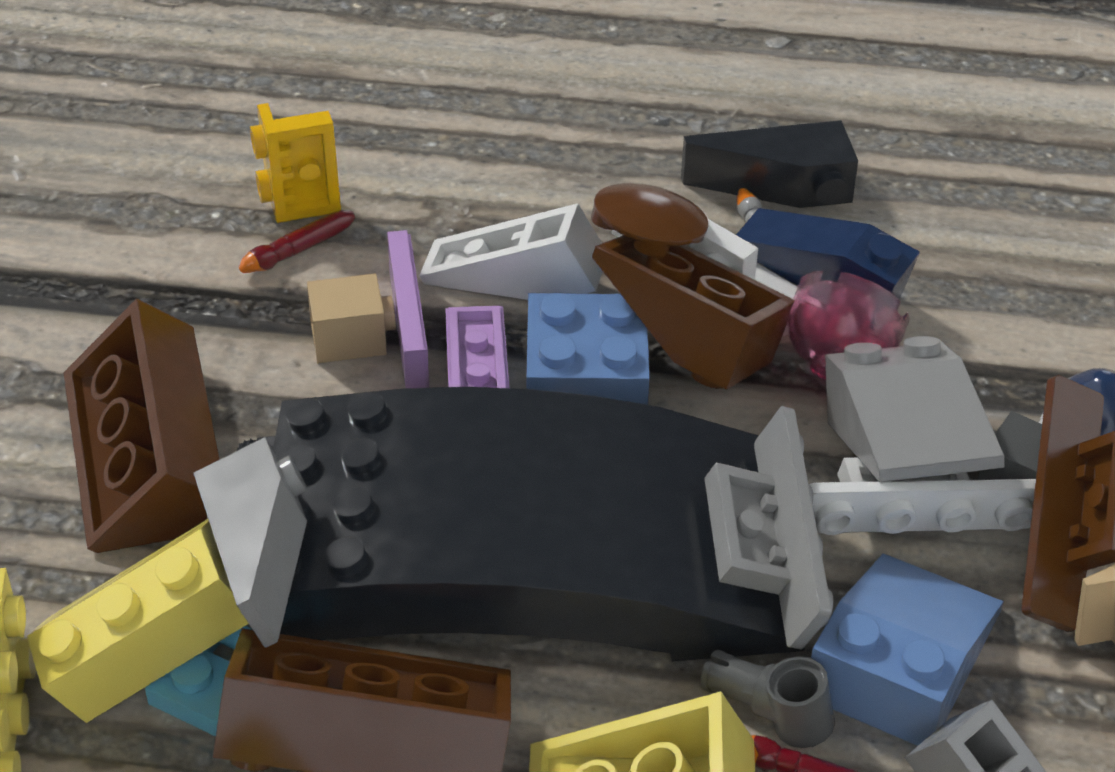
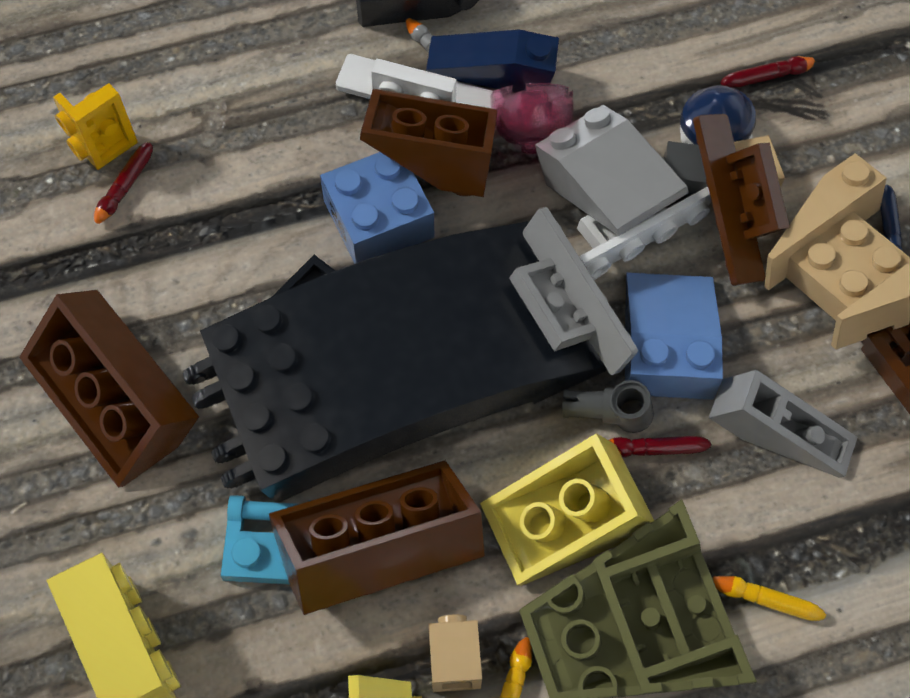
camera: 25 degrees left, 20 degrees up
(137, 626) = (196, 532): light yellow slope -> none
(256, 530) = (251, 448): light grey slope -> none
(349, 317) = (198, 235): tan brick -> none
(408, 310) = (236, 213): lavender tile -> none
(476, 347) = (302, 232): lavender tile -> none
(519, 256) = (289, 140): white slope -> none
(649, 216) = (379, 87): reddish brown dish -> none

